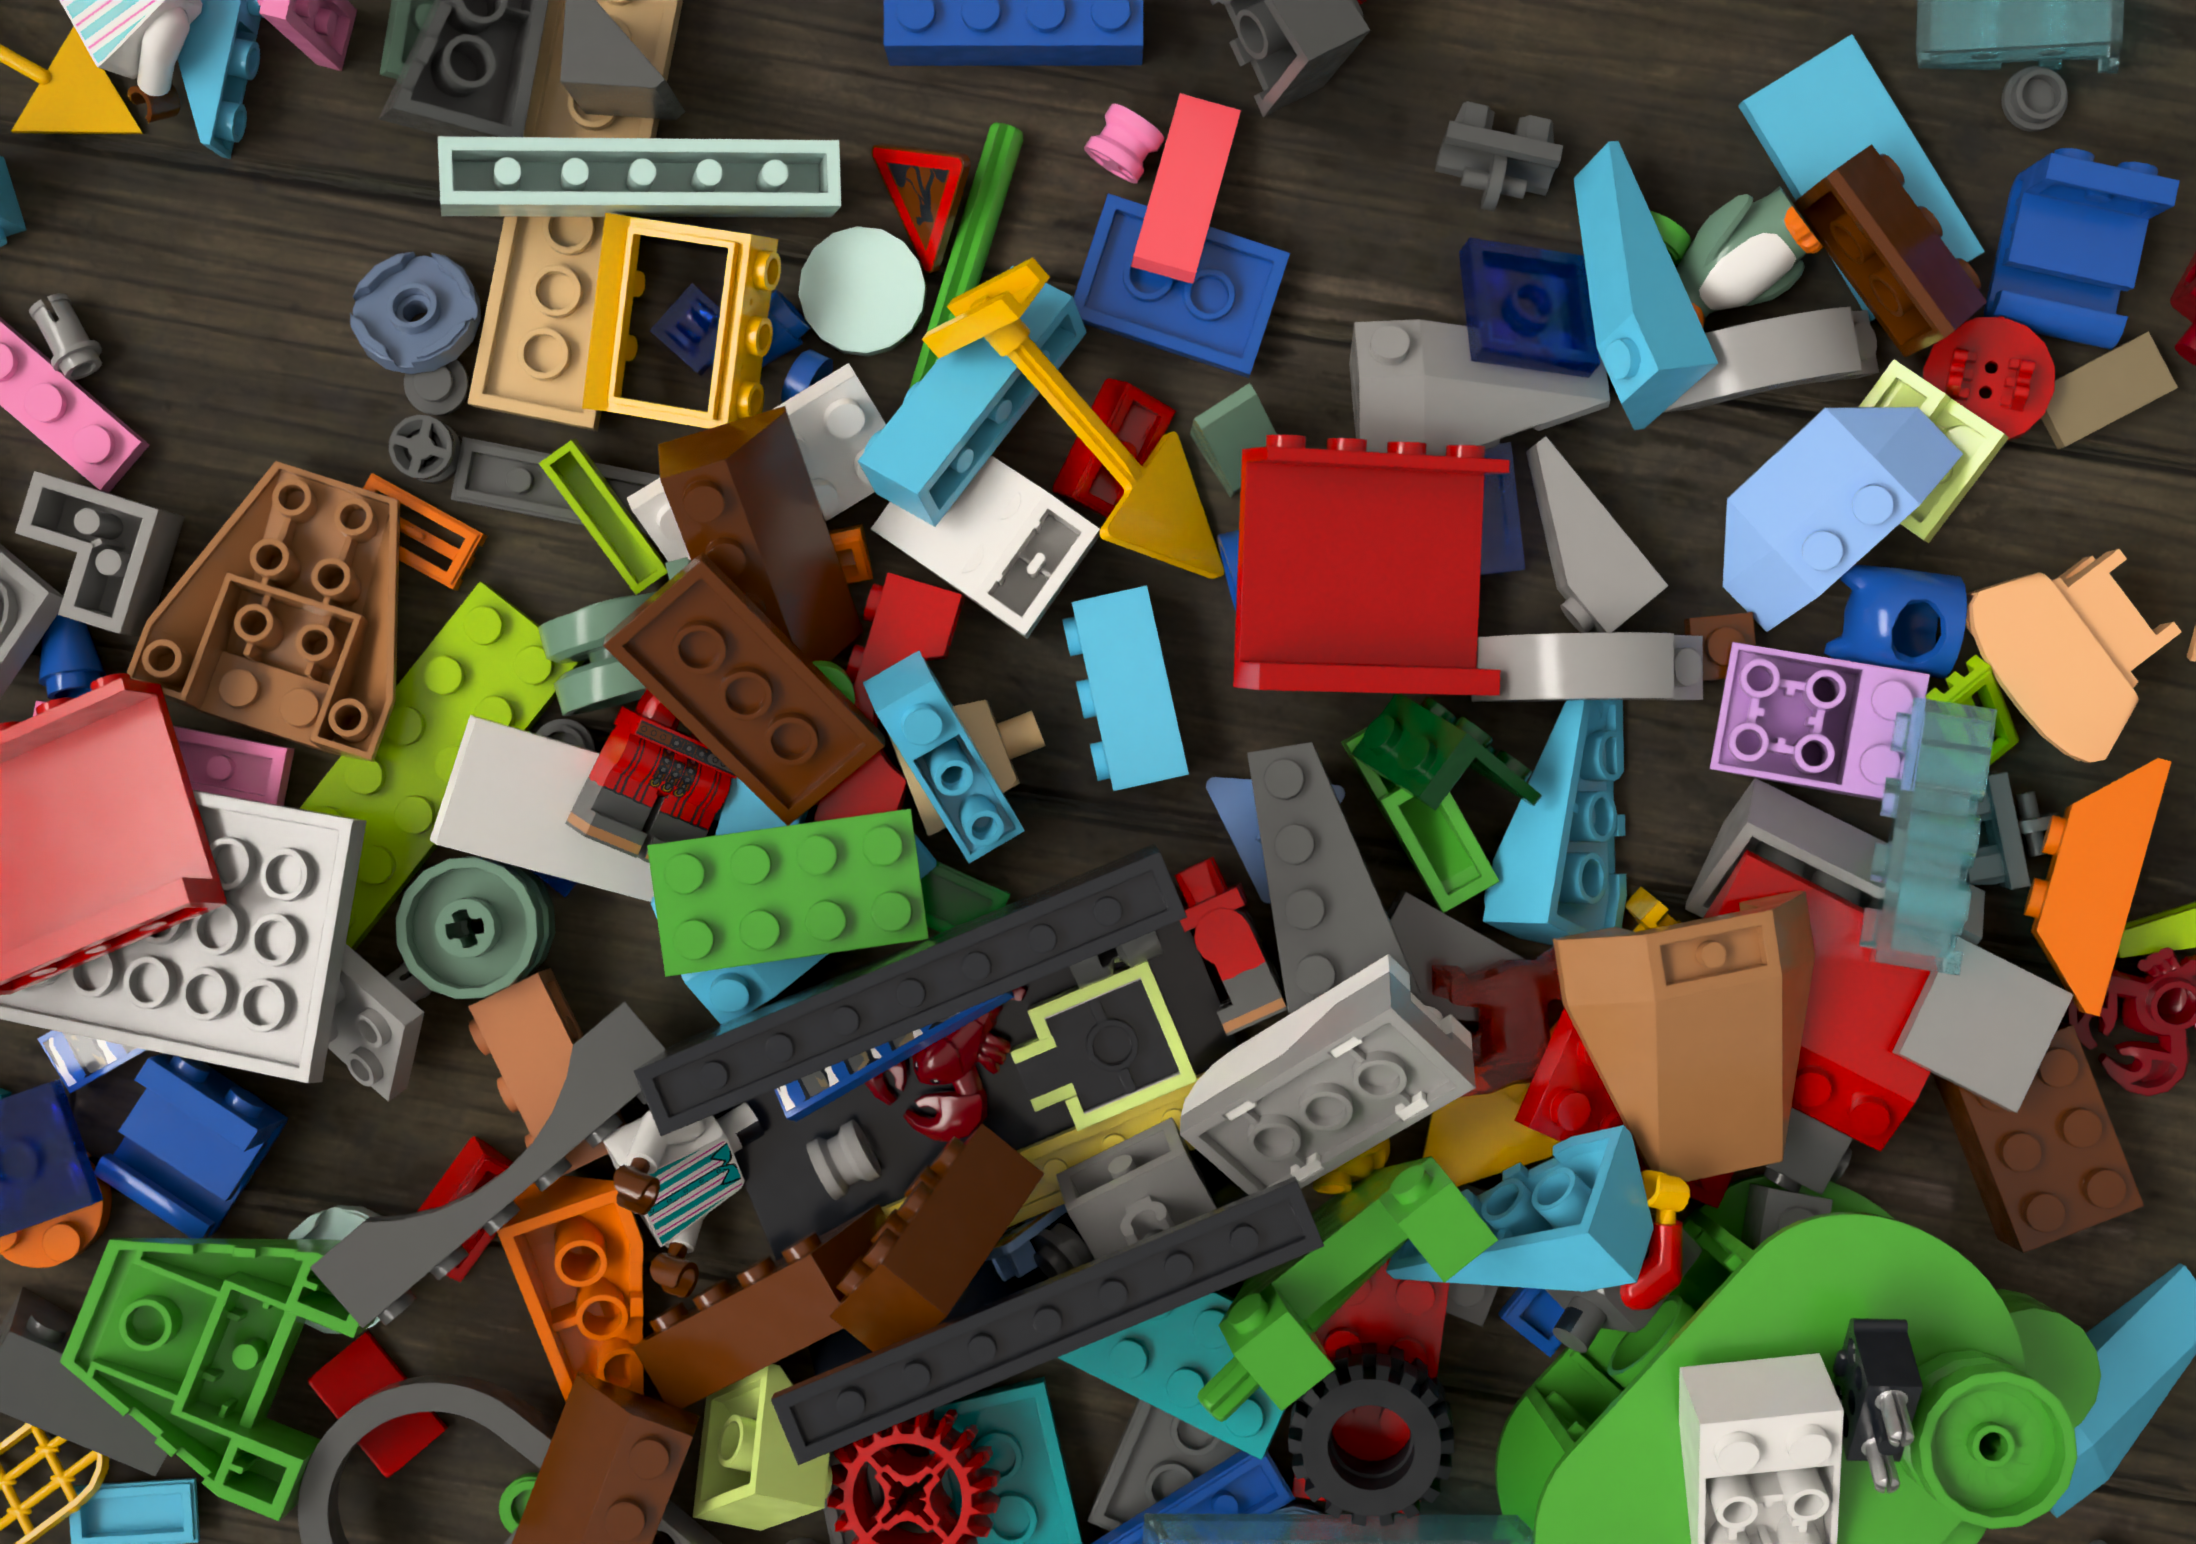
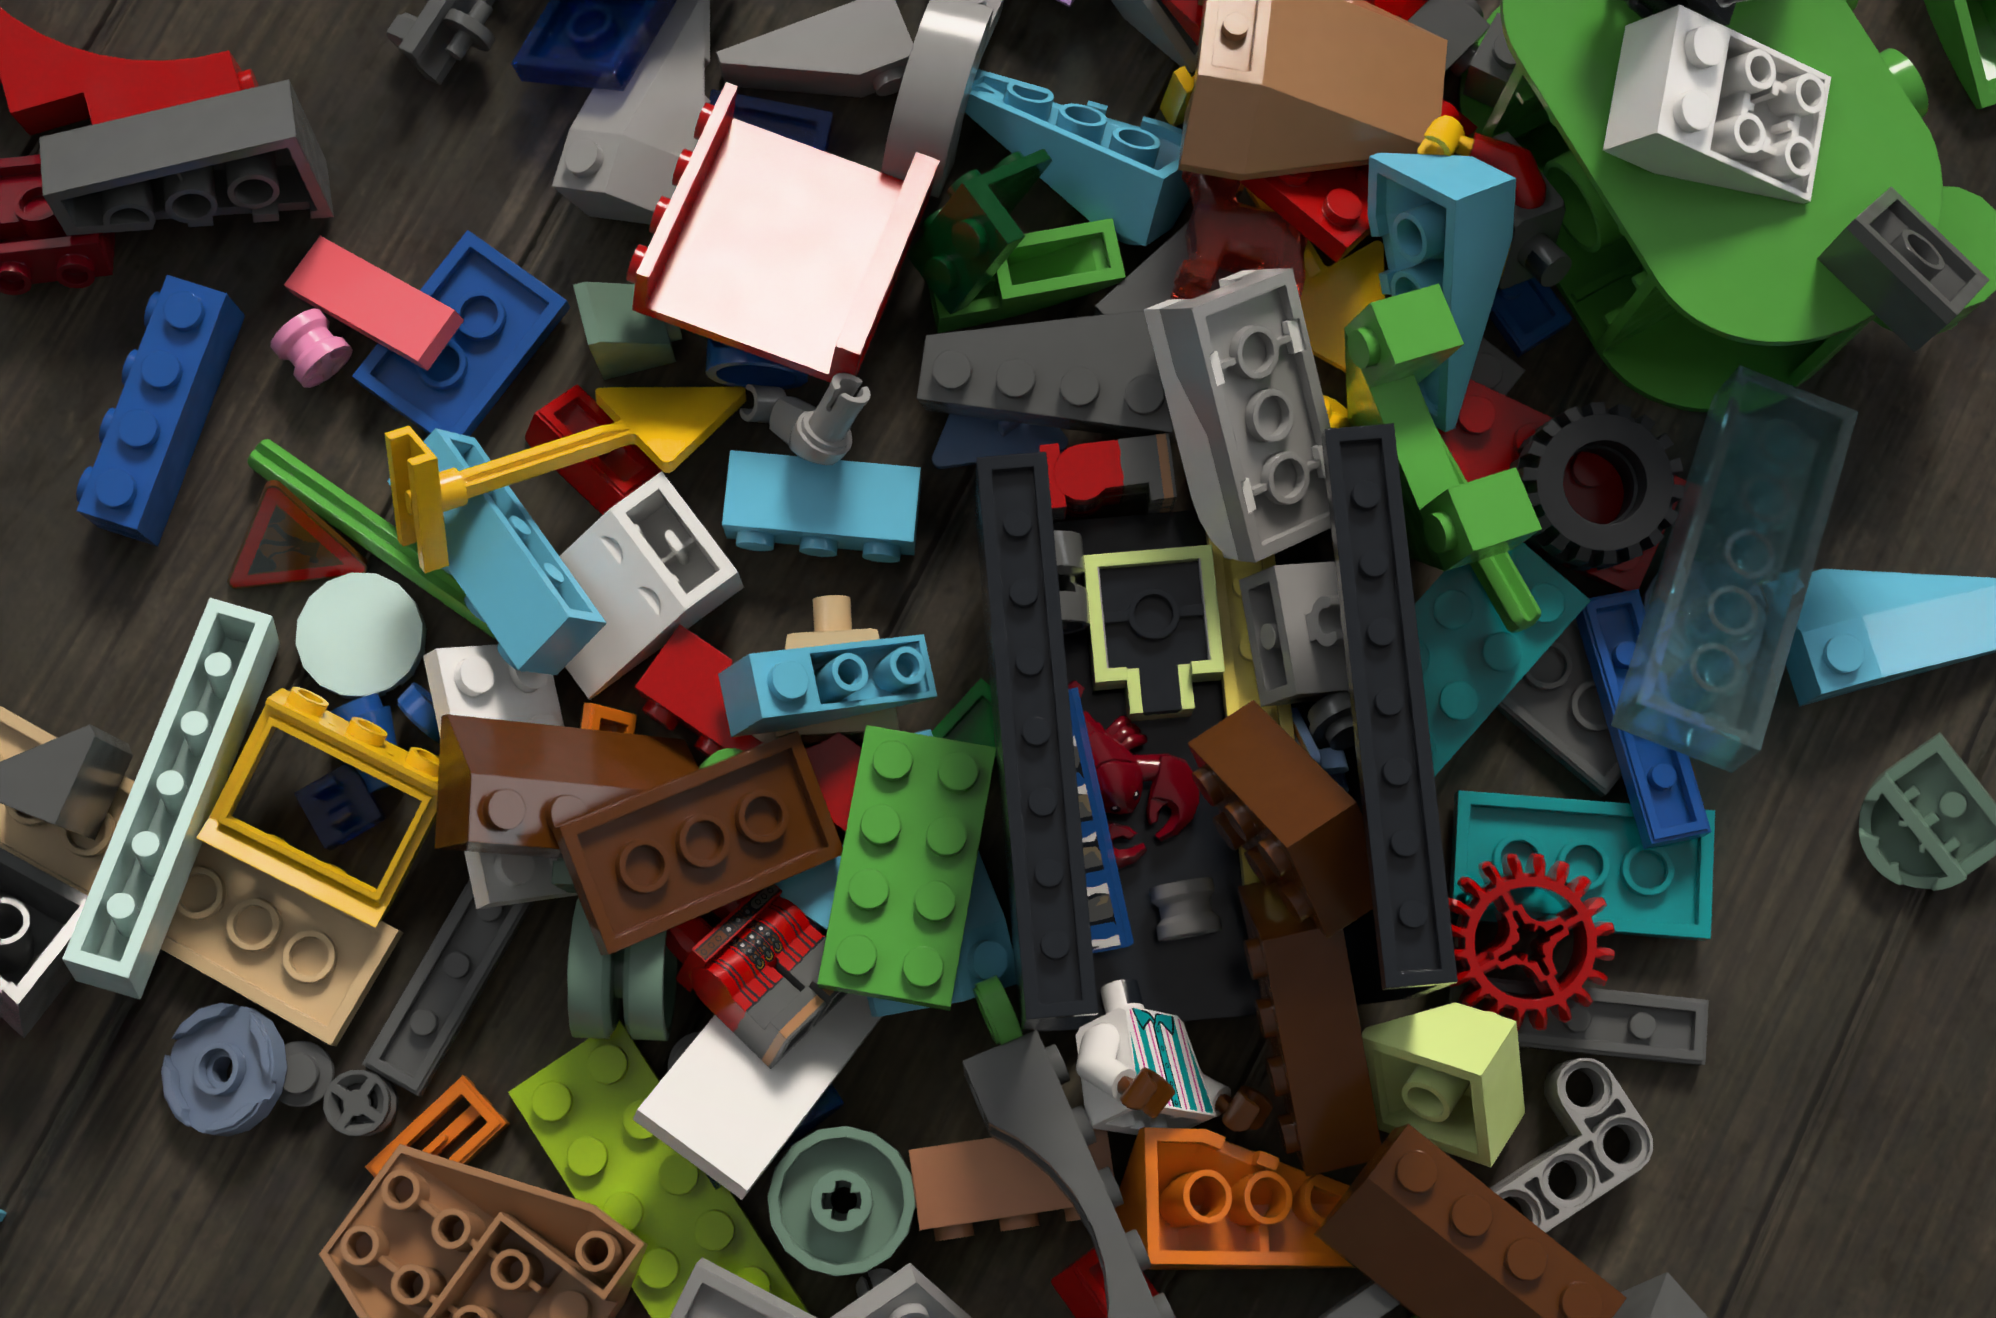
camera: 80 degrees left, 10 degrees down
(604, 515) = (486, 944): lime piece -> none
(682, 1018) = (997, 1010): none -> bright green tile
(1188, 663) = (811, 432): none -> light grey arm

